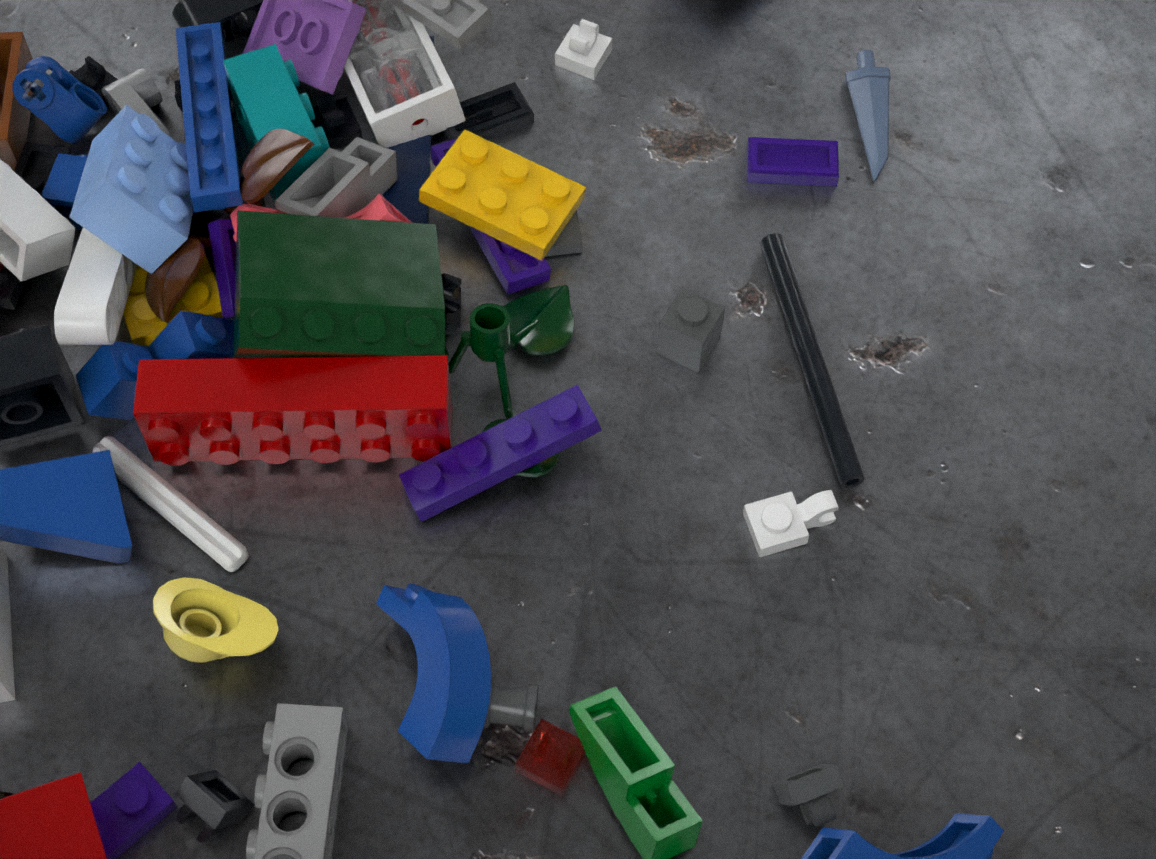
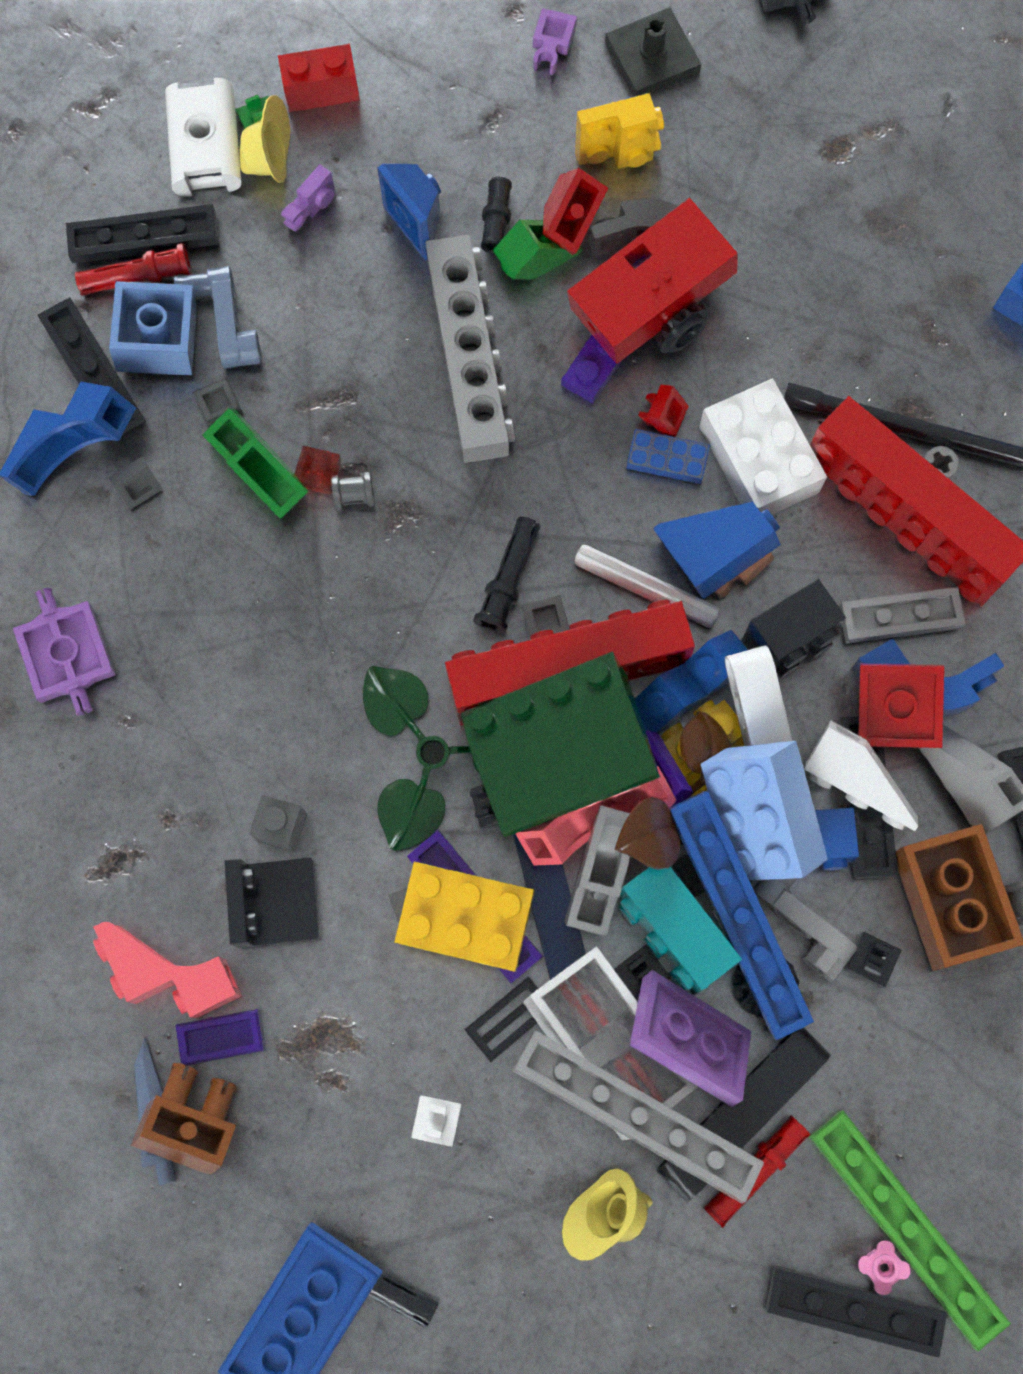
camera: 170 degrees right, 15 degrees up
(49, 713) = (666, 410): none -> red tile
(63, 100) = (886, 918): blue piece -> none
(73, 661) = (668, 456): none -> blue tile
(211, 623) = (573, 491): light yellow piece -> none
(214, 801) = (532, 382): black tile -> none
(308, 477) = (545, 615): none -> dark grey tile
(350, 532) = (503, 590): none -> black pin
(452, 671) = (398, 500): blue arch -> none
(499, 453) = (403, 677): dark purple plate -> none
(715, 259) = (271, 902): none -> black bracket
(783, 524) = (183, 680): white plate -> none
(812, 362) = (178, 834): black piece -> none
(840, 67) = (185, 1133): none -> dark orange brick
(861, 222) = (144, 973): none -> coral arch
(929, 586) = (63, 651): none -> medium lavender plate

